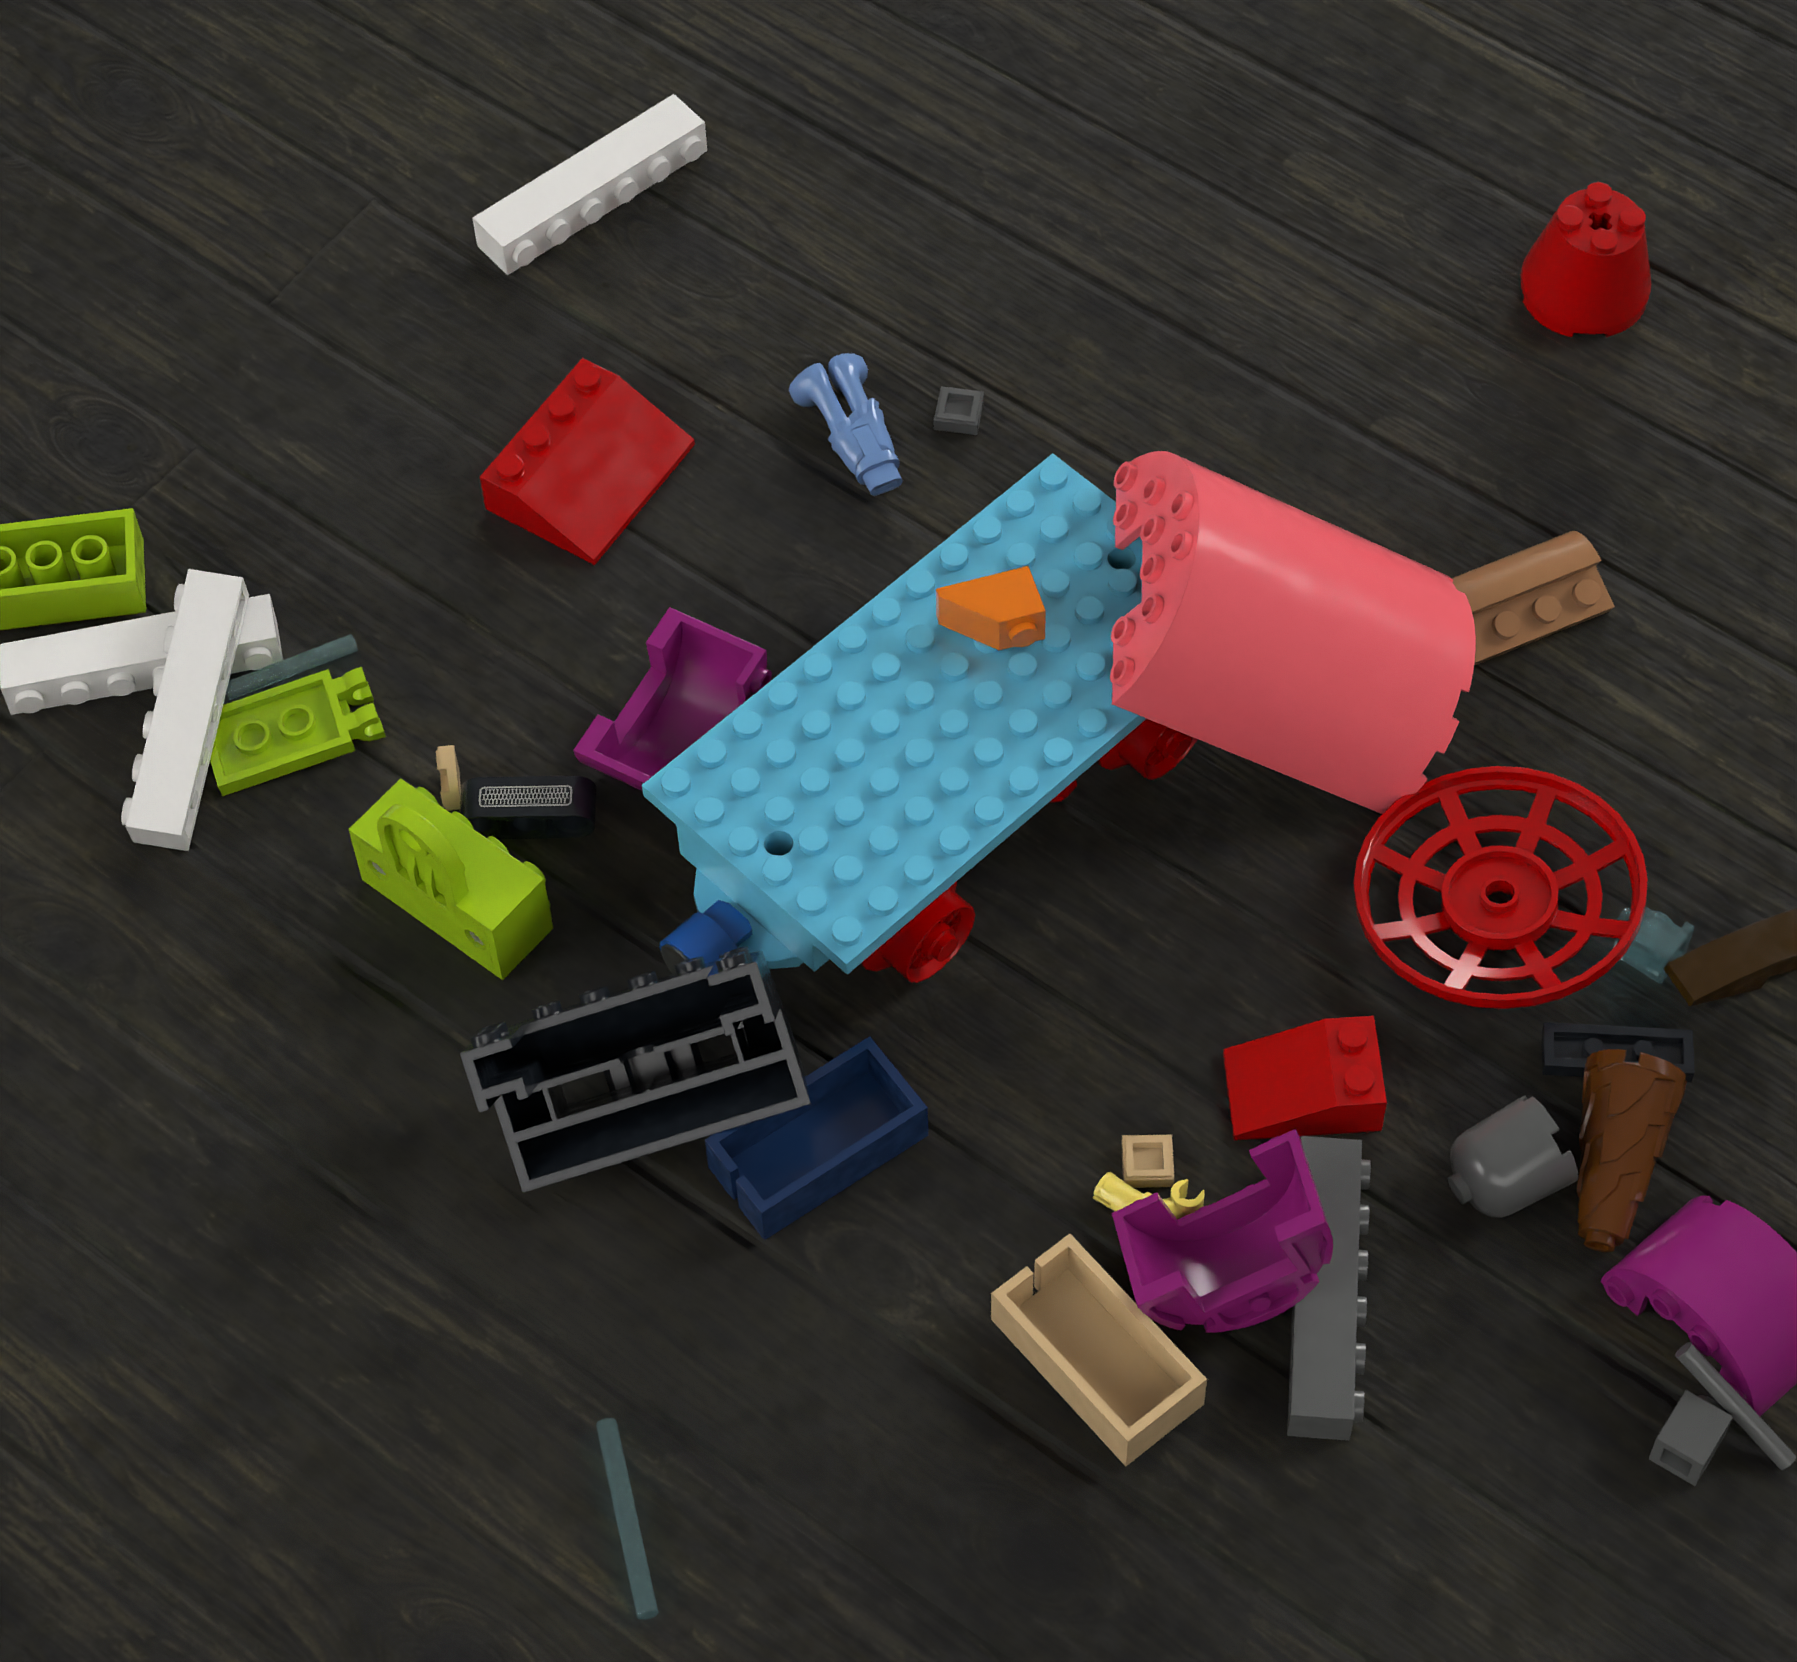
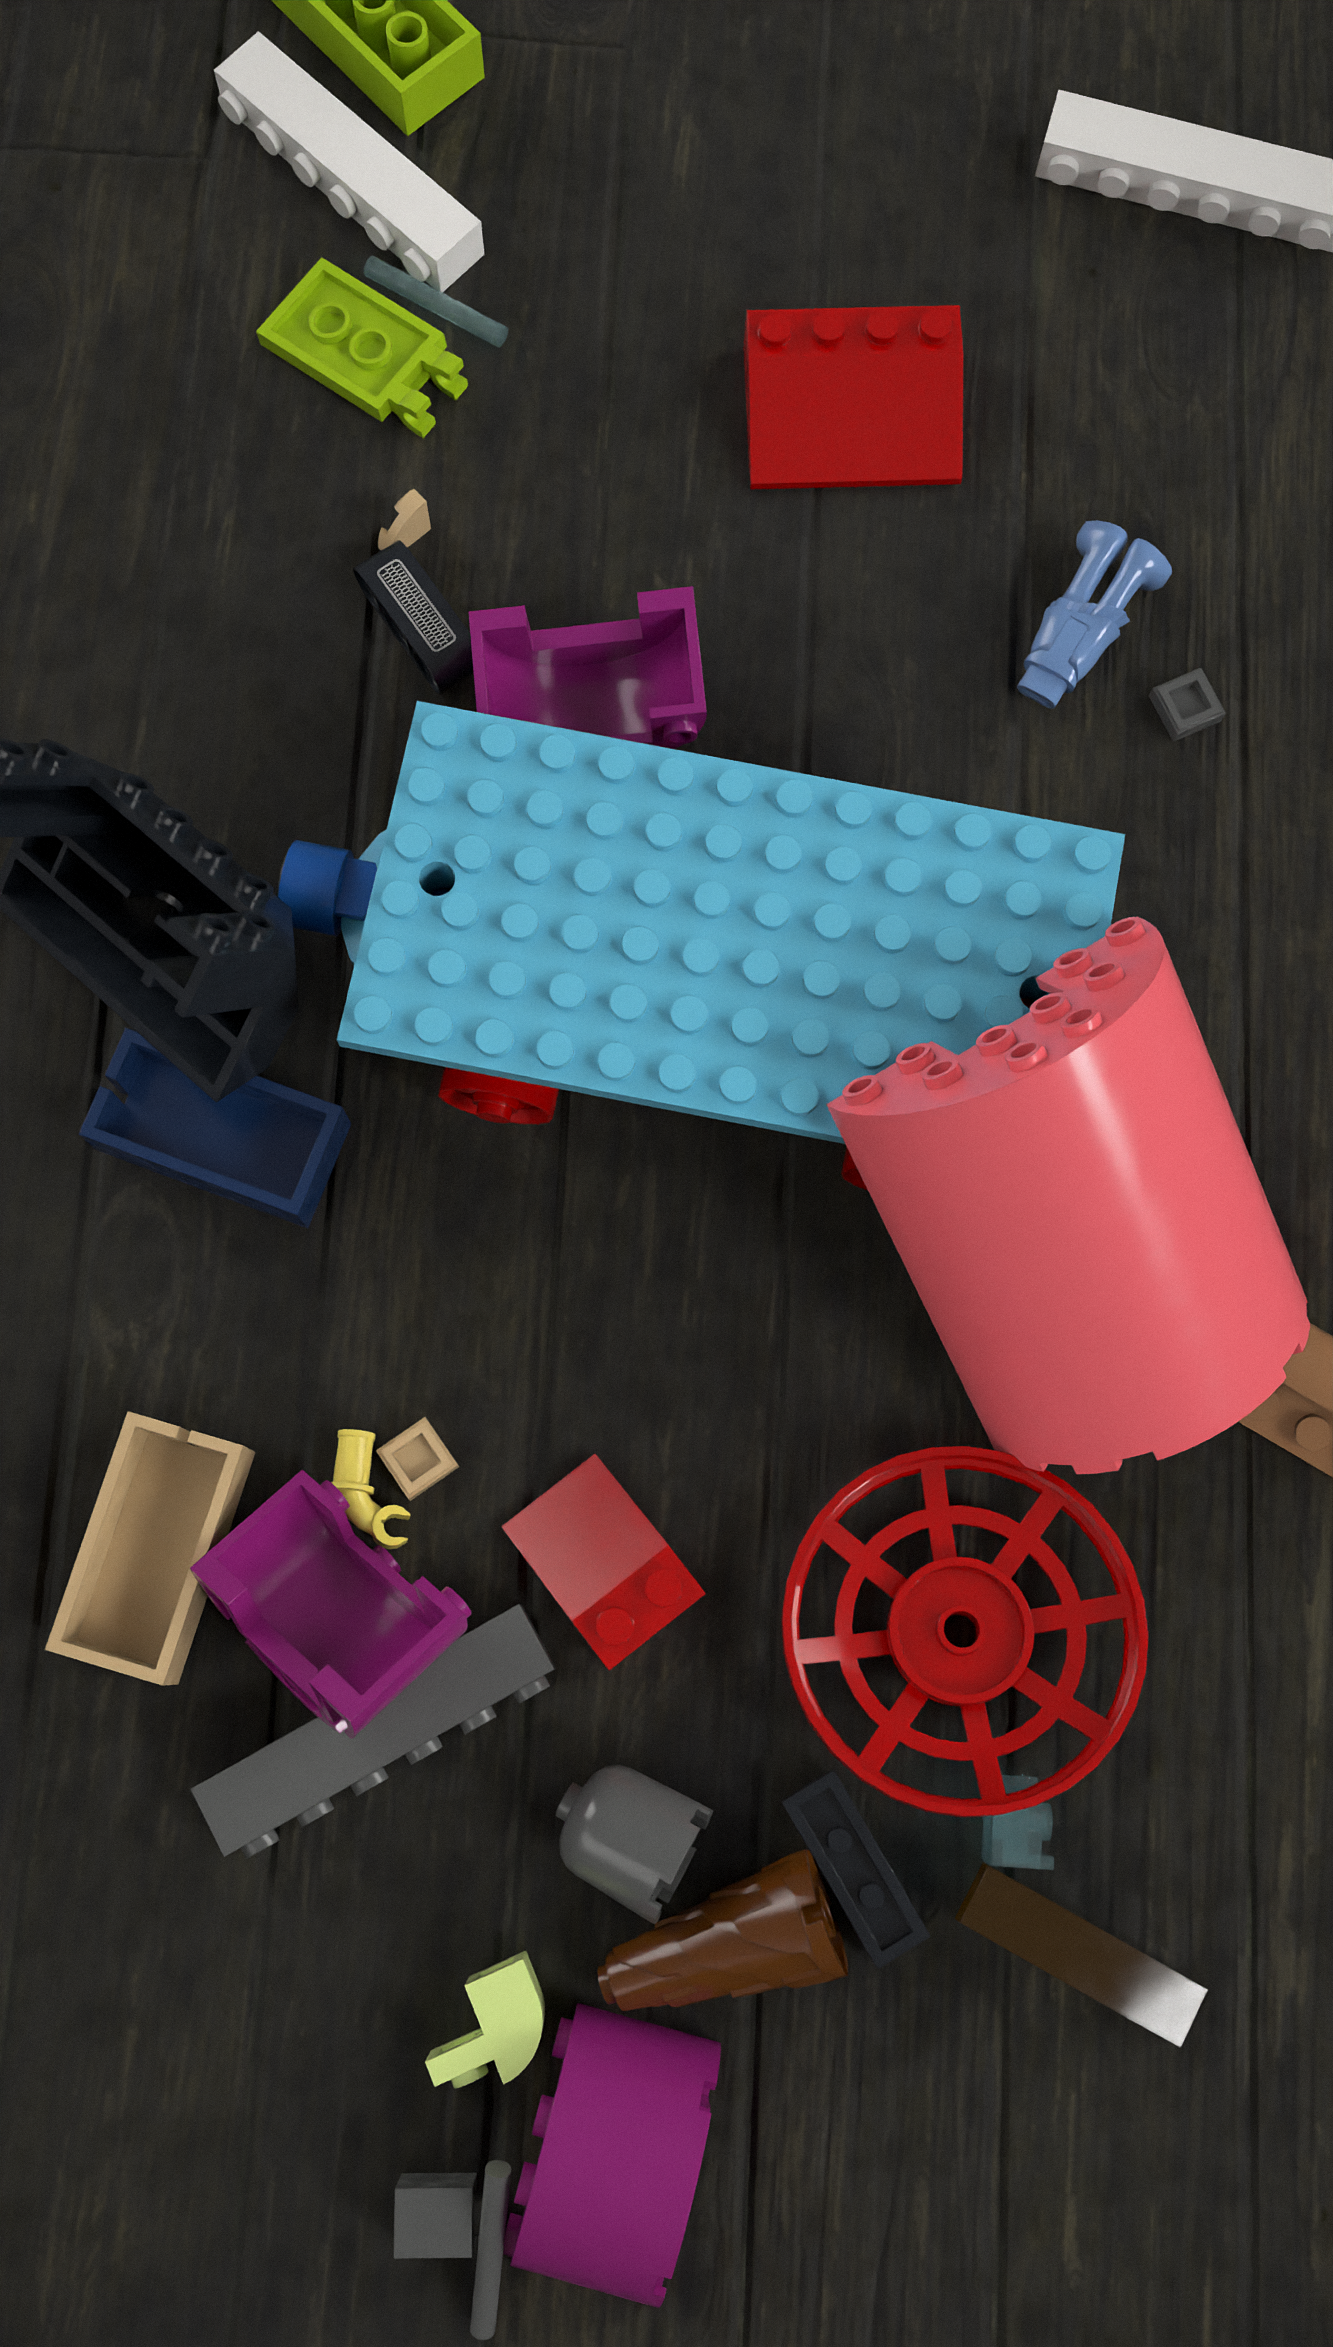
camera: 50 degrees right, 20 degrees up
(186, 710) = (298, 240): white brick -> none
(452, 877) = (270, 591): lime brick -> none
(994, 609) = (859, 909): orange slope -> none
(1587, 1316) = (511, 2023): none -> yellowish green brick

